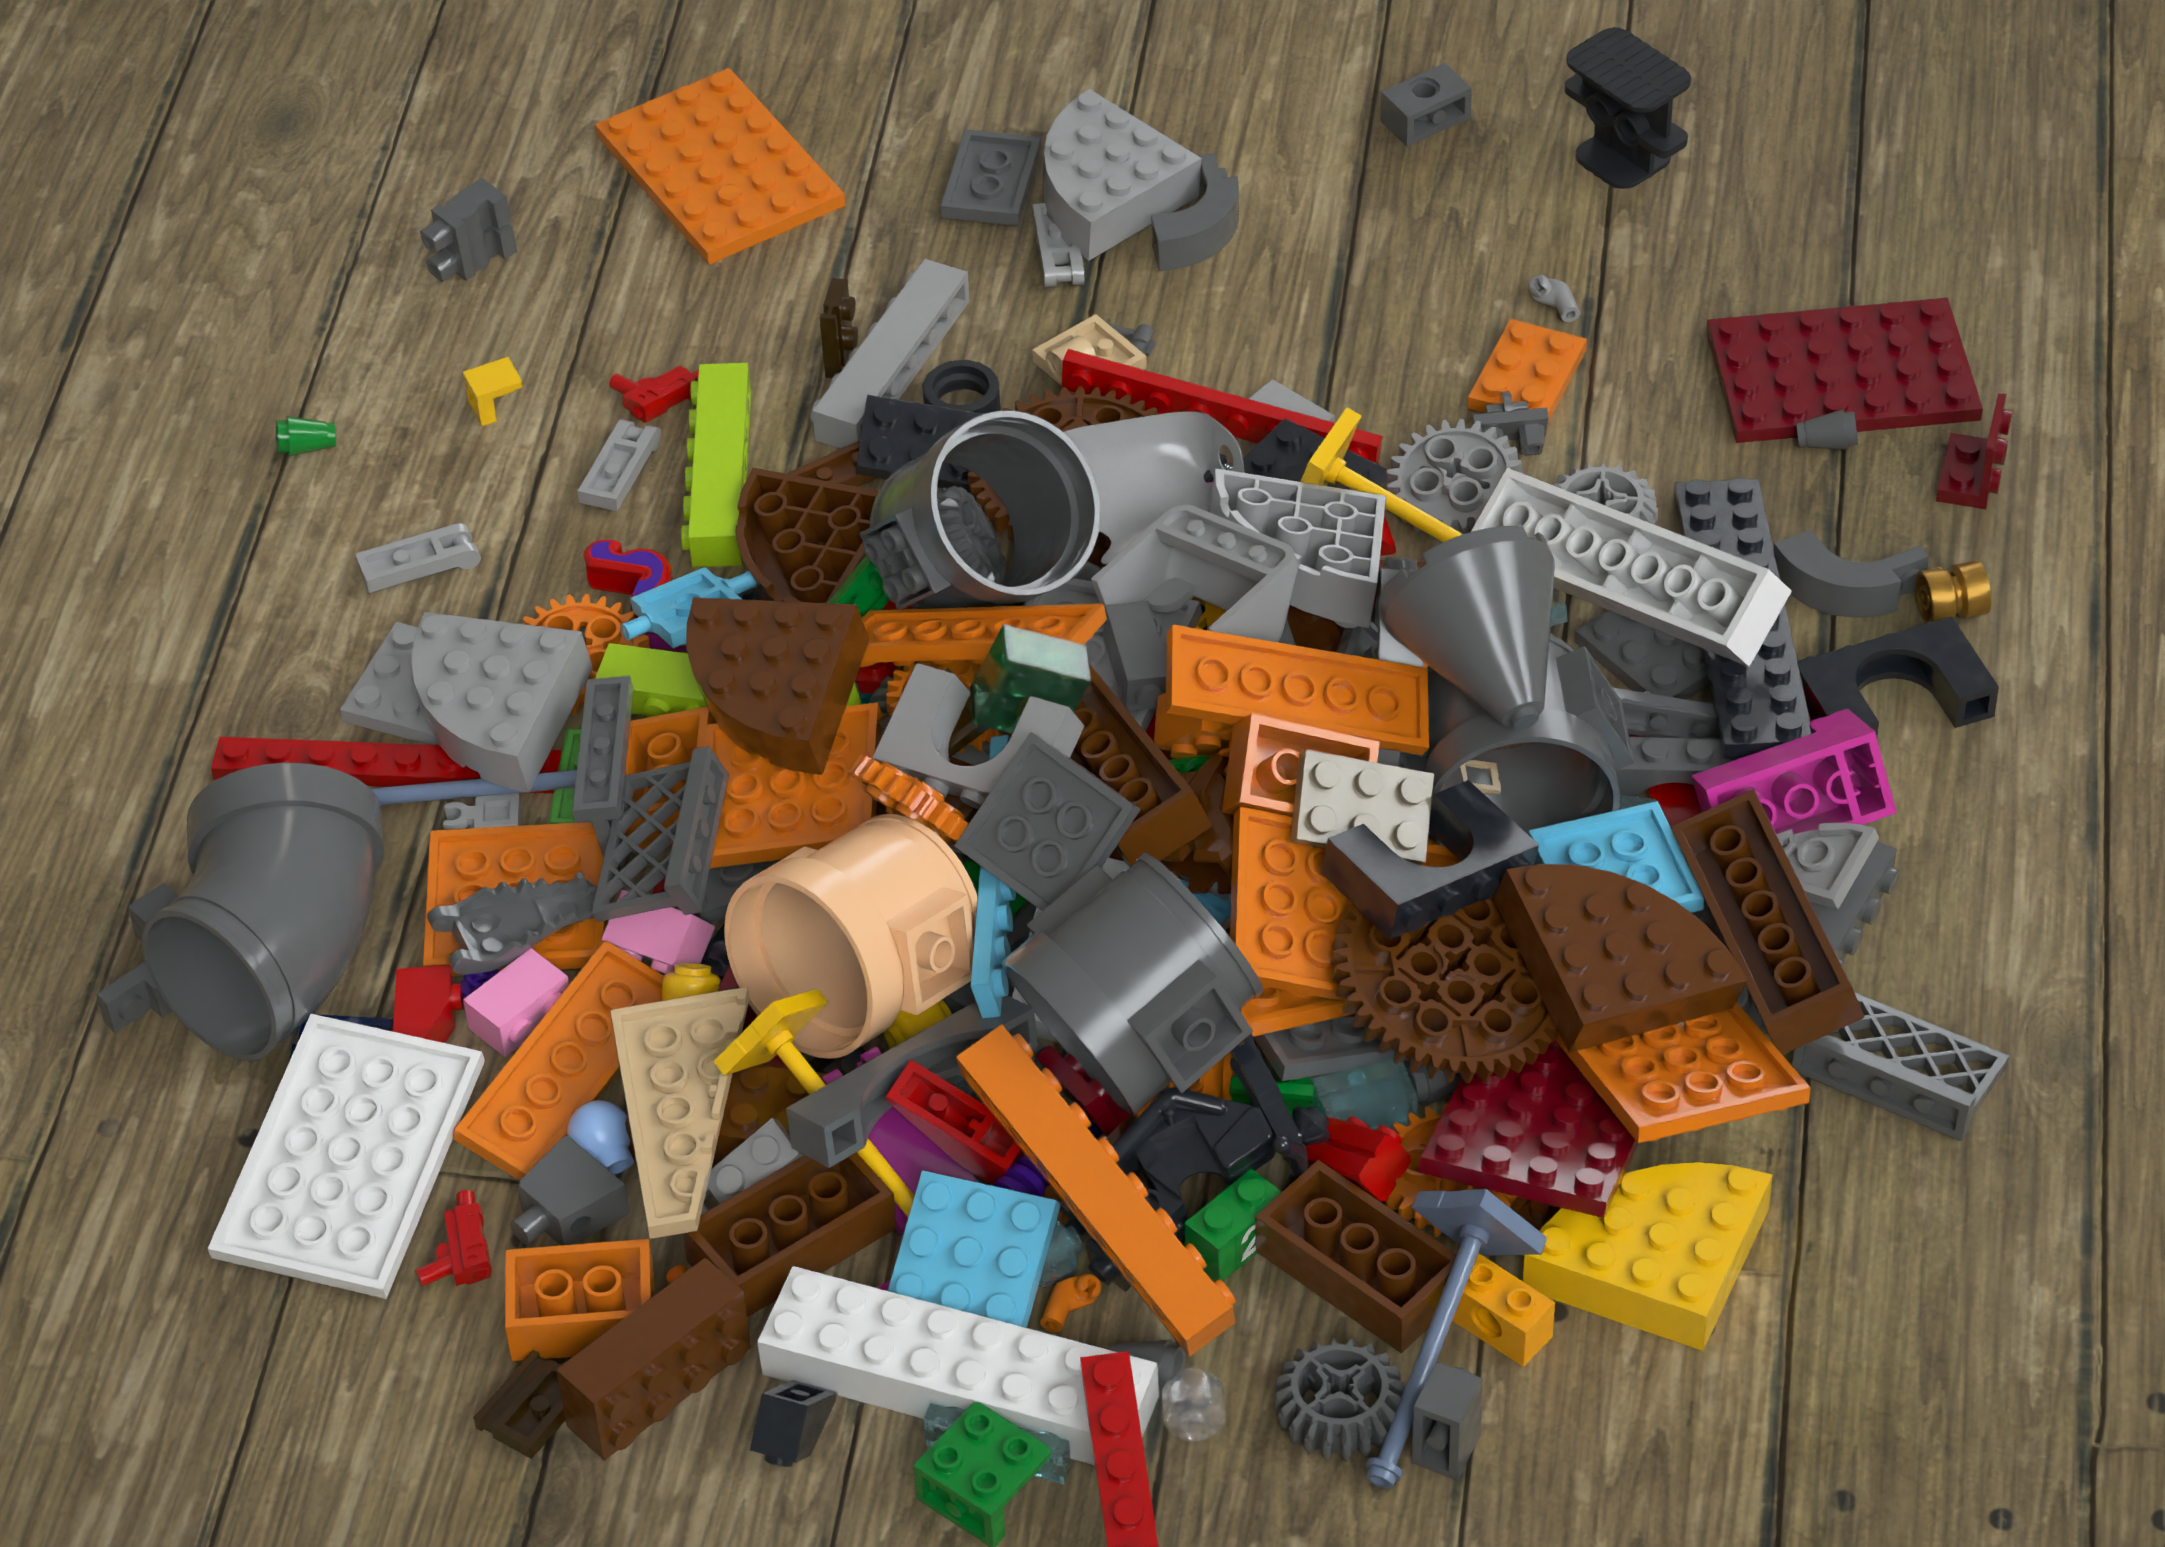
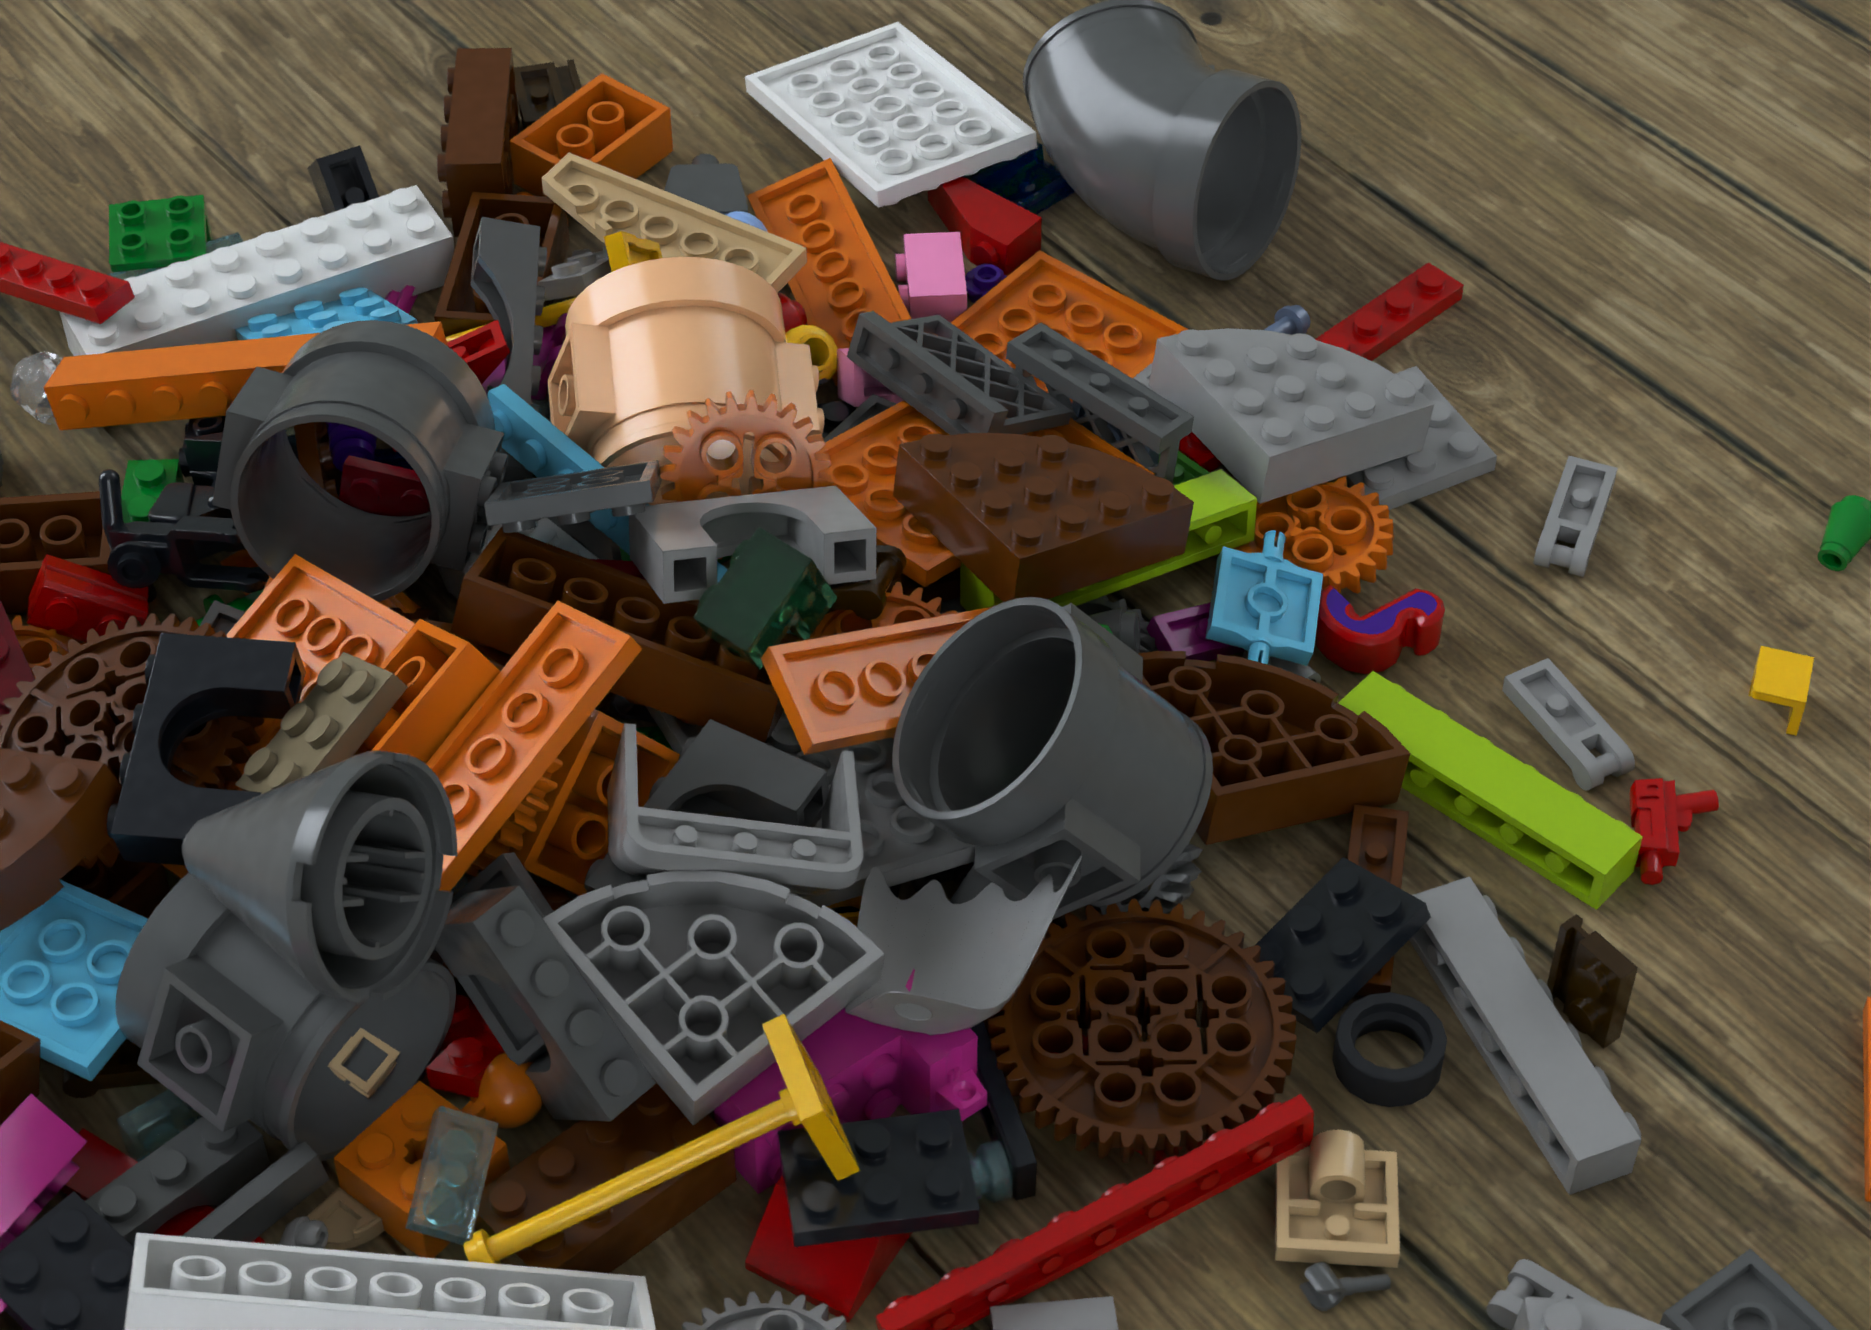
camera: 130 degrees right, 0 degrees up
(467, 1248) = (740, 145): red piece -> none
(508, 921) = (1006, 290): dark grey animal -> none

